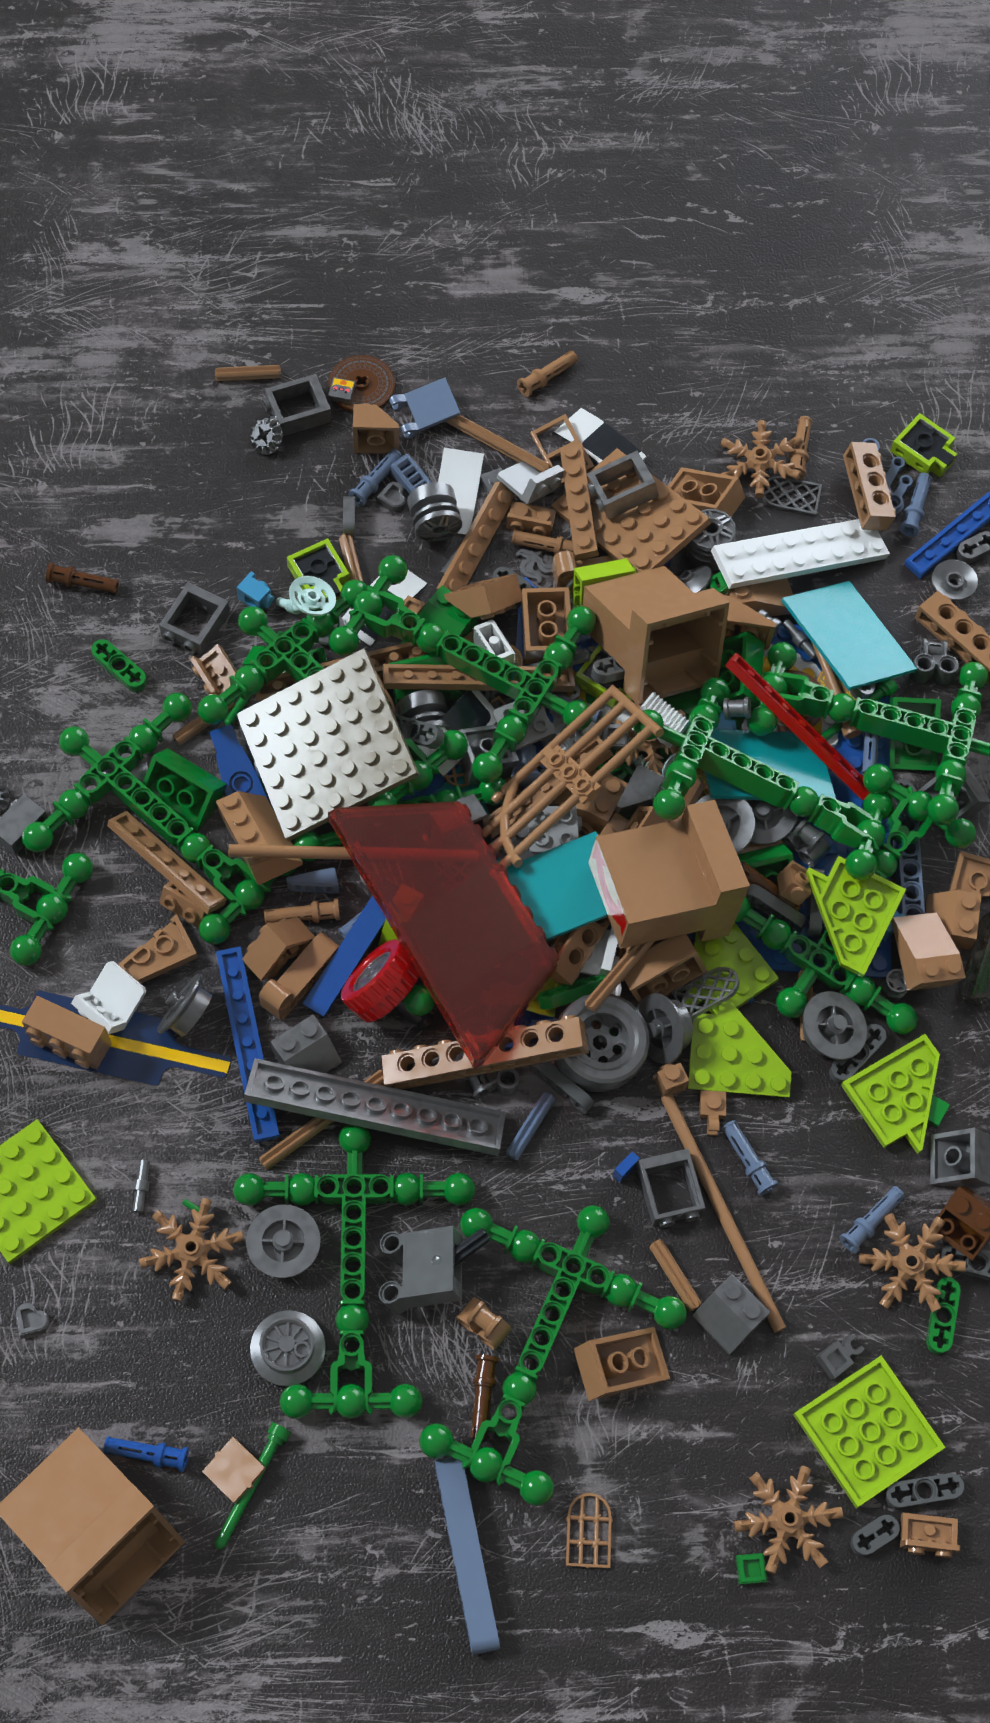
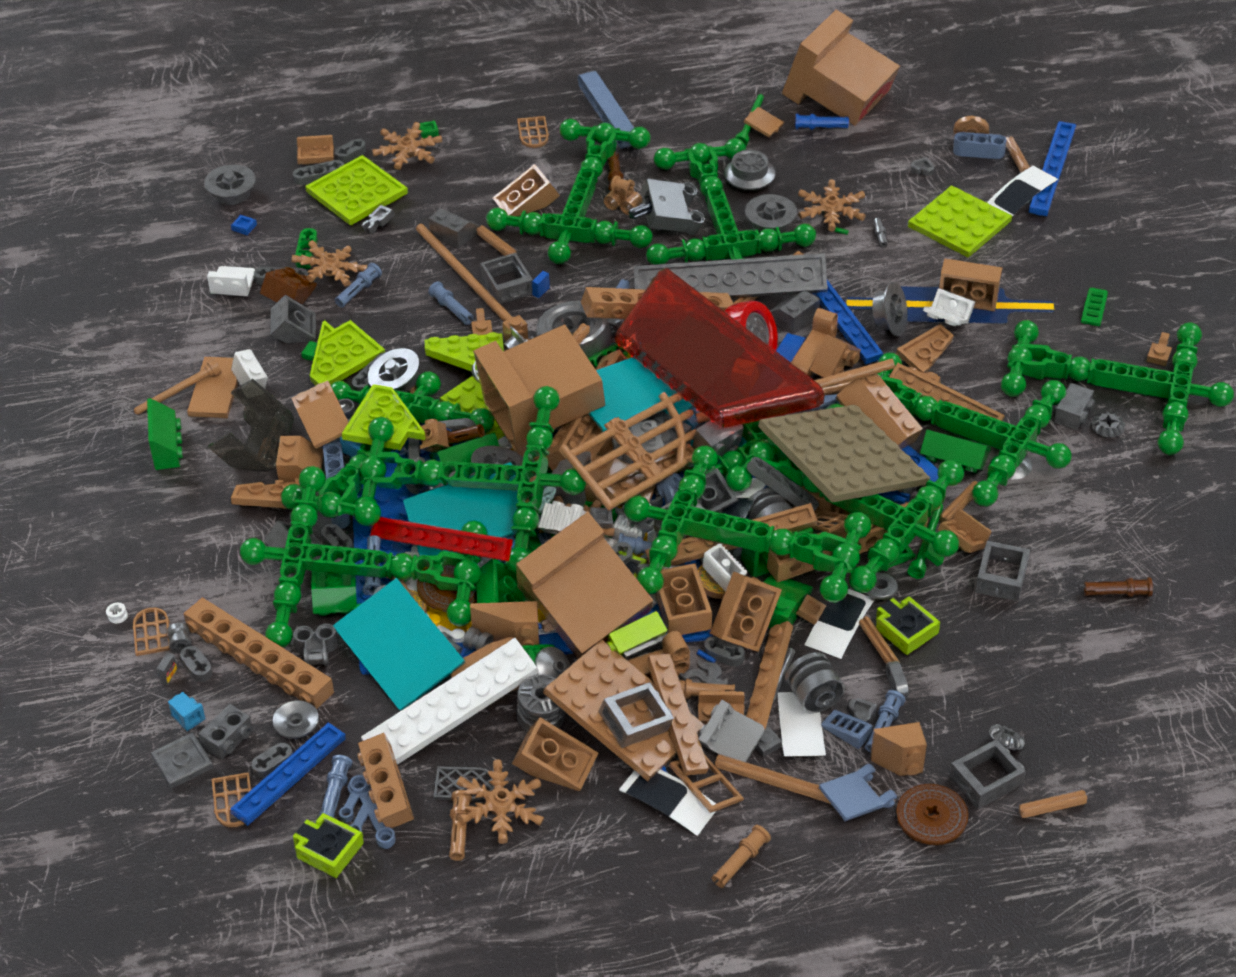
camera: 175 degrees right, 20 degrees down
(121, 675) = (1064, 540): green beam -> none
(254, 592) = (957, 599): dark azure brick -> none
(309, 596) = (901, 559): light aqua dish -> none
(341, 390) = (948, 794): flat silver tile -> none
(737, 708) = (498, 526): flat silver bush -> none

